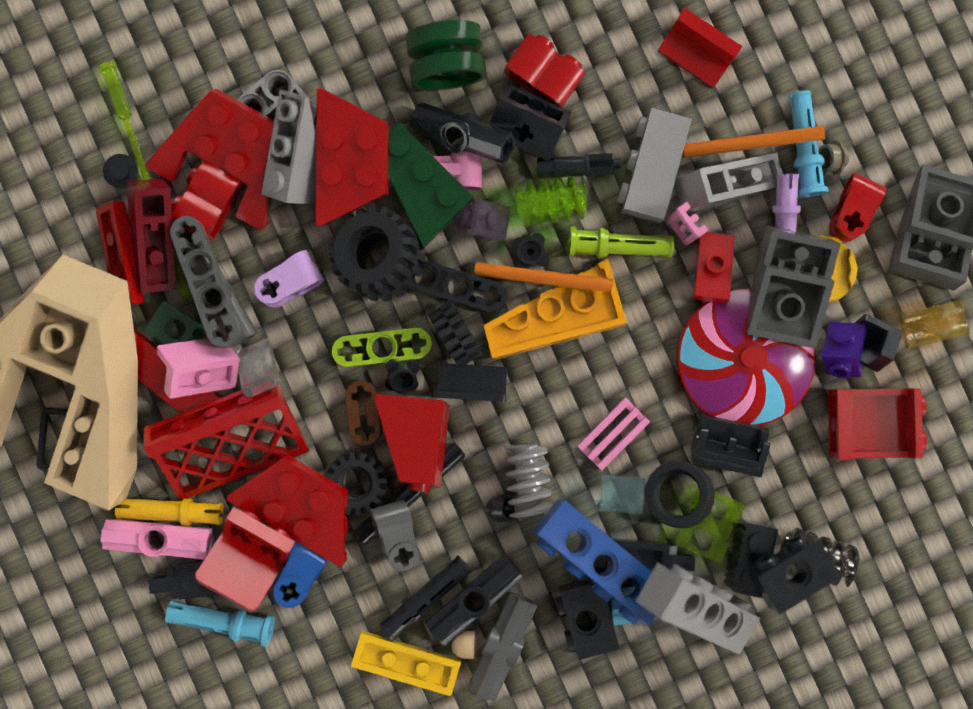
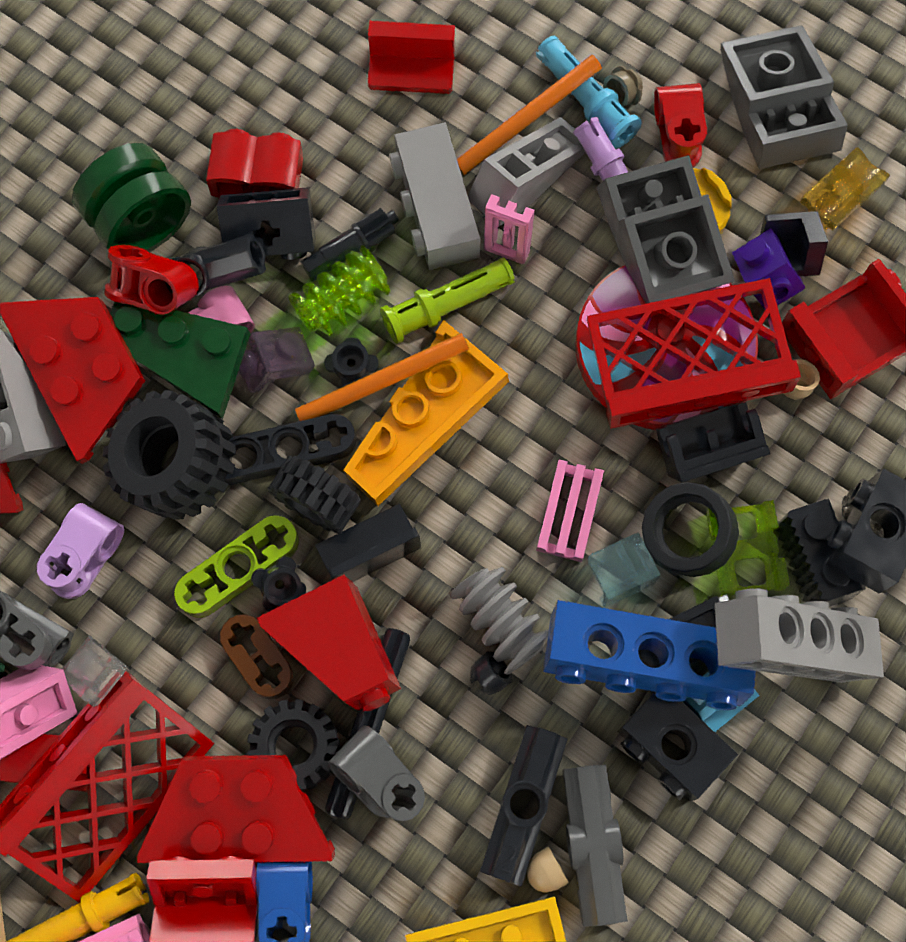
camera: 25 degrees left, 15 degrees down
(419, 603) = (462, 842): black pin -> none
(426, 127) = (141, 280): none -> red piece
(713, 267) = (568, 265): red plate -> none
(745, 411) = (698, 391): none -> red fence
(819, 432) = (808, 381): none -> tan hinge

